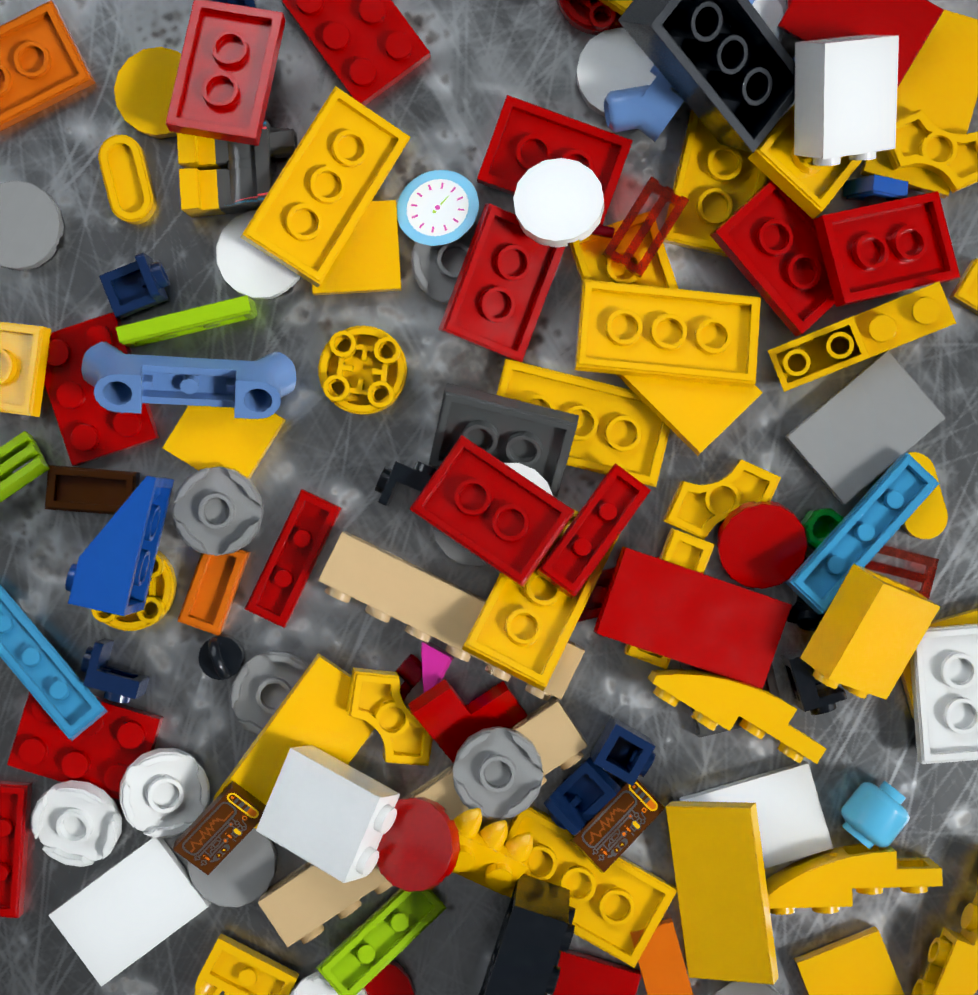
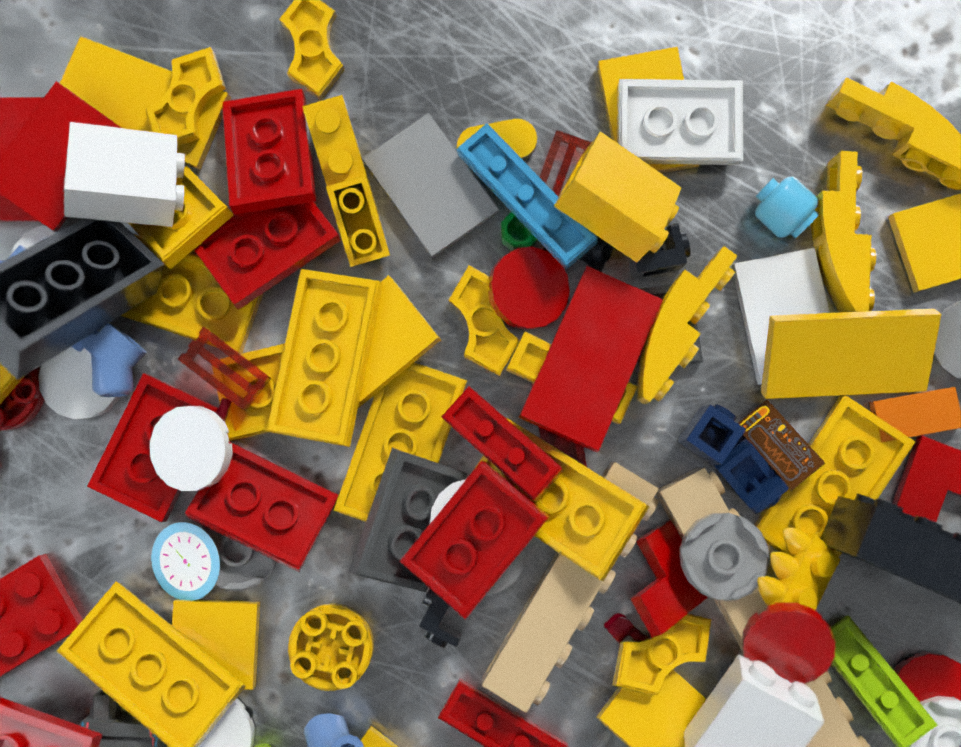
camera: 80 degrees left, 5 degrees down
(434, 664) = (615, 605): dark pink slope -> none
(876, 185) = (210, 155): blue tile -> none

